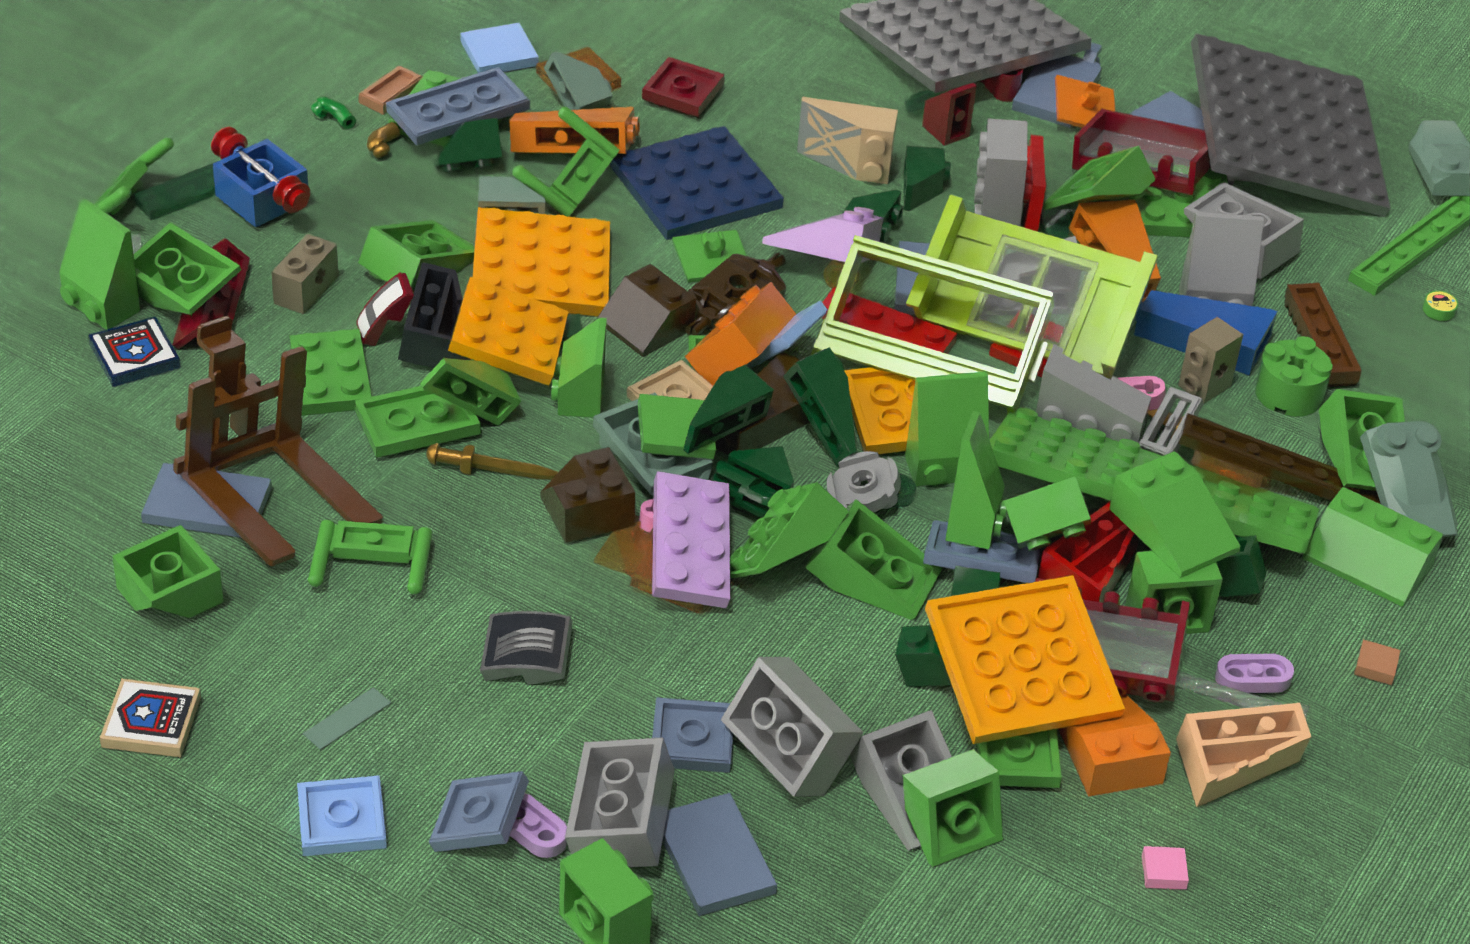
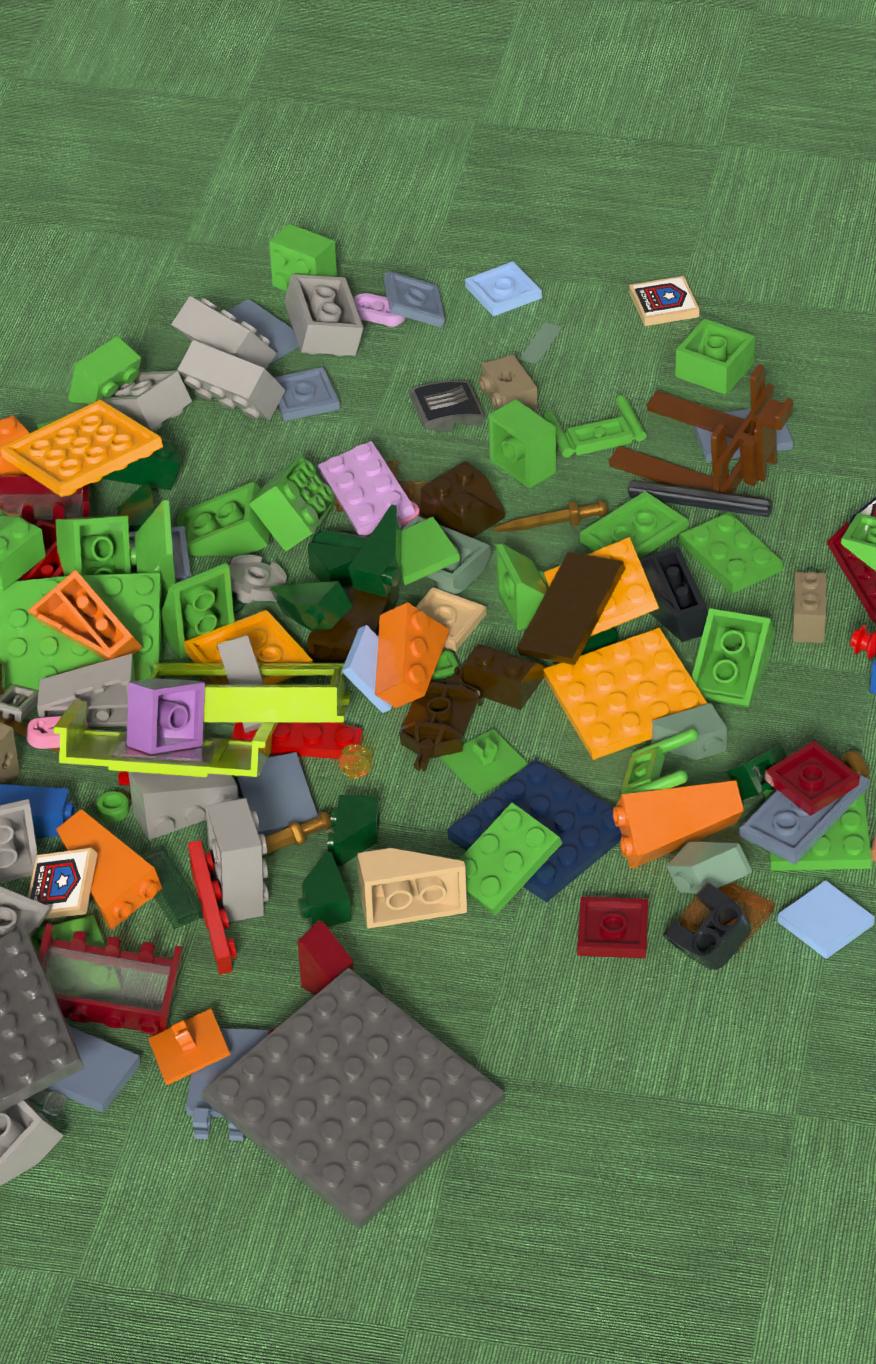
camera: 165 degrees right, 0 degrees up
(334, 430) = (703, 498): none -> black axle
(386, 304) = (716, 585): slope -> none
(438, 637) = (506, 381): none -> dark tan brick
(443, 98) = (812, 778): none -> dark red plate
(474, 388) = (599, 520): bright green slope -> none
(479, 527) = (522, 443): none -> bright green brick
(553, 309) = (571, 608): none -> dark brown tile
(610, 39) = (712, 931): none -> black piece
(750, 146) = (506, 857): none -> bright green plate
(775, 796) = (219, 330): none -> light grey brick
(831, 235) = (385, 766): lavender slope -> none
(923, 233) = (296, 832): none -> pearl gold sword
(928, 335) = (241, 667): none -> light grey tile
(1038, 266) = (165, 715): none -> medium lavender slope
(1082, 420) = (84, 618): none -> orange wedge
(1105, 179) = (140, 896): bright green slope -> none
(1163, 234) = (63, 881): none -> tile

